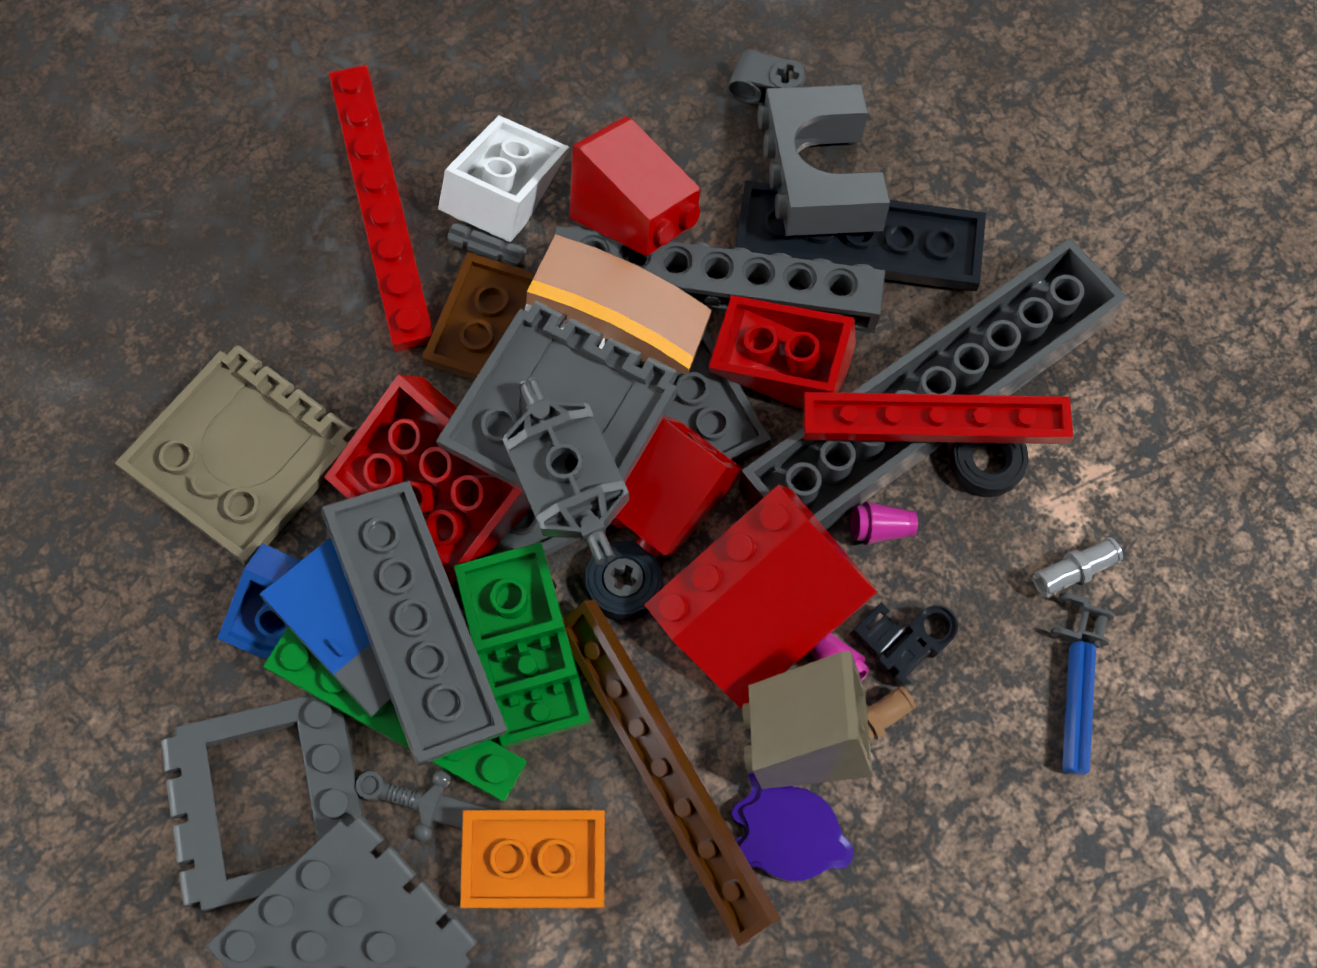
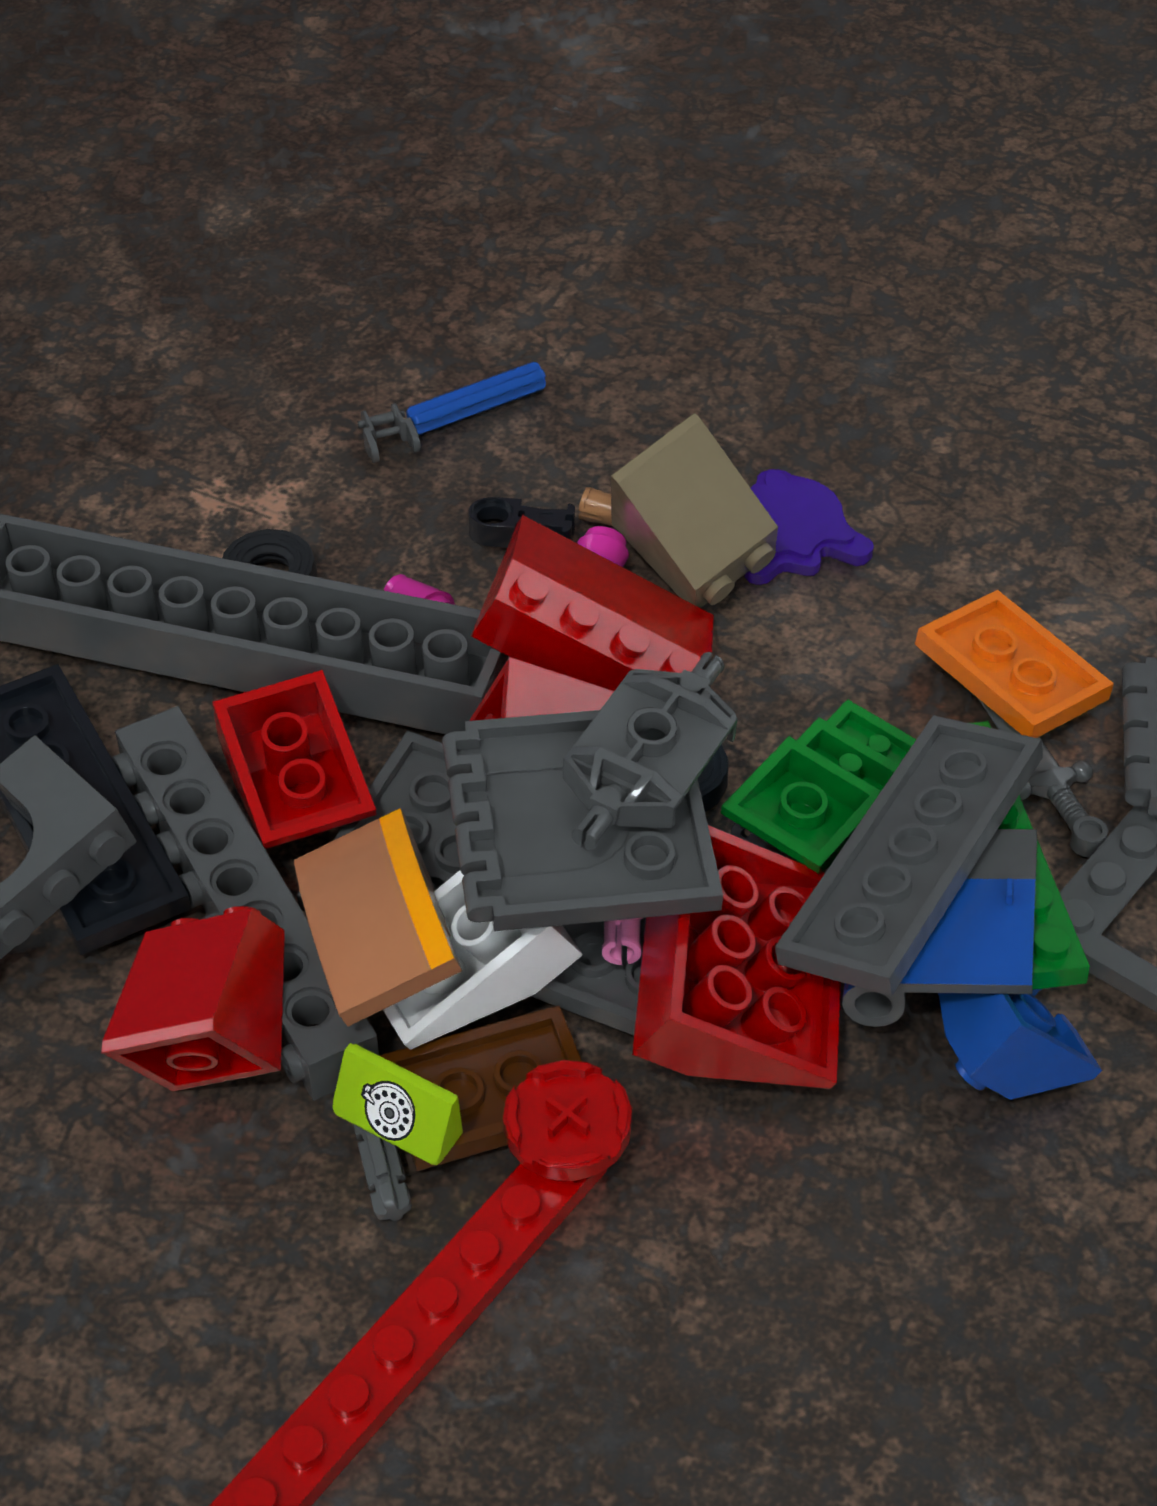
camera: 125 degrees left, 20 degrees down
(237, 452) = (887, 1221): dark tan hinge -> none
(421, 330) = (567, 1120): none -> red tile
(497, 256) = (397, 1105): none -> lime slope
(501, 178) = (267, 1200): white slope -> none
(669, 775) = (831, 613): reddish brown plate -> none
(937, 418) = (291, 569): red plate -> none
(1077, 567) = (335, 454): light grey pin -> none

